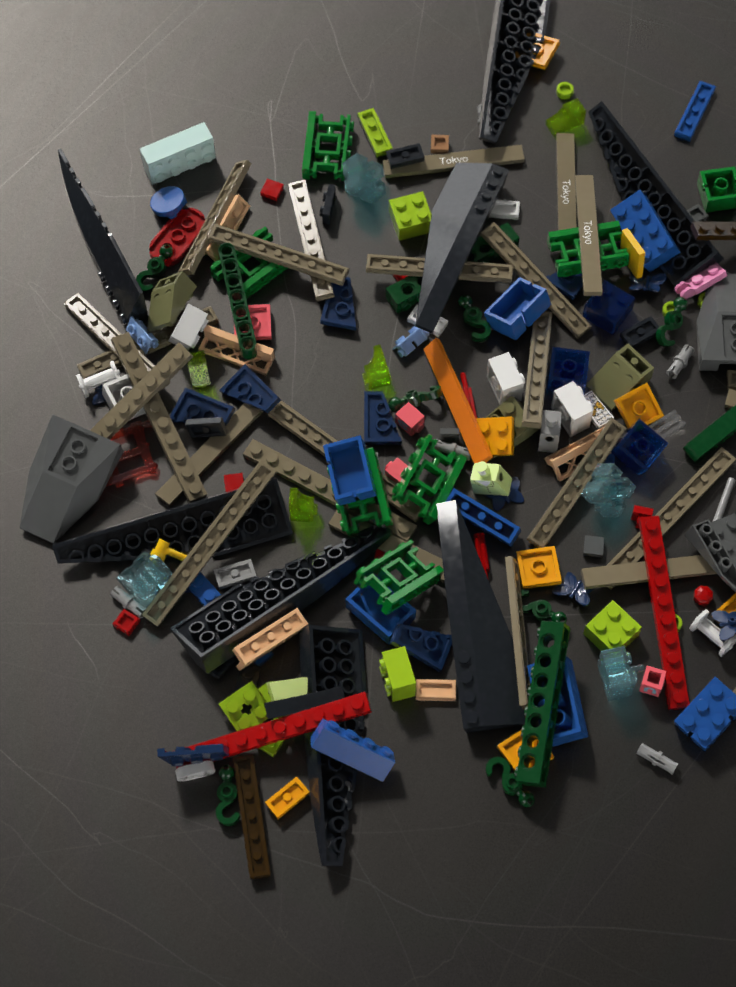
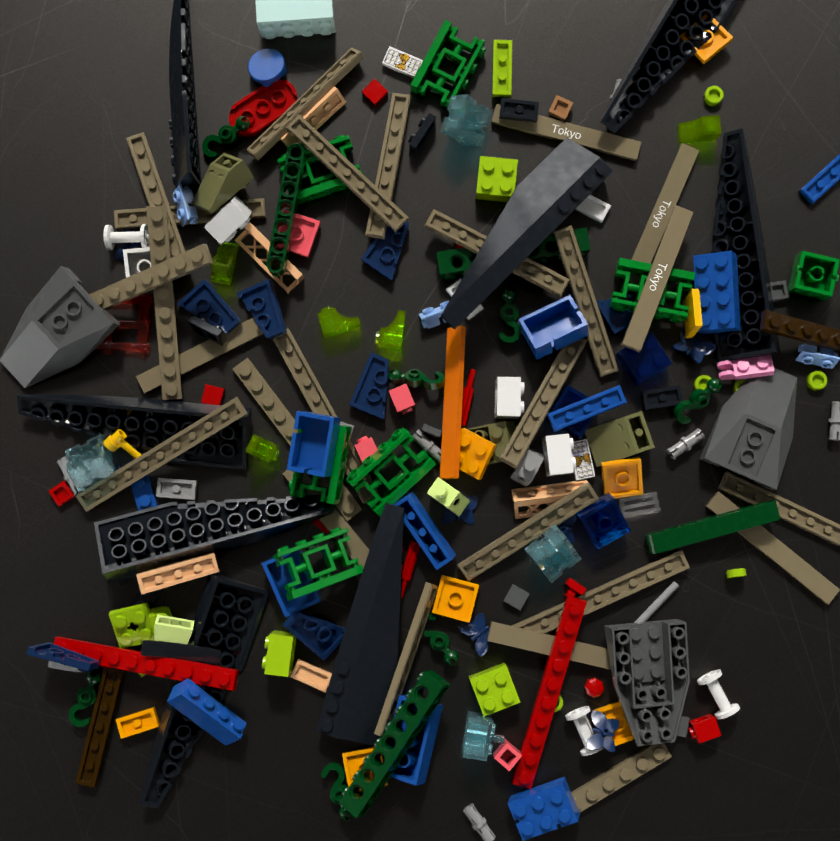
camera: 20 degrees right, 20 degrees up
(285, 158) = (401, 62): none -> white tile
(320, 380) = (334, 323): none -> clear neon green arch
(579, 358) = (586, 408): none -> blue tile

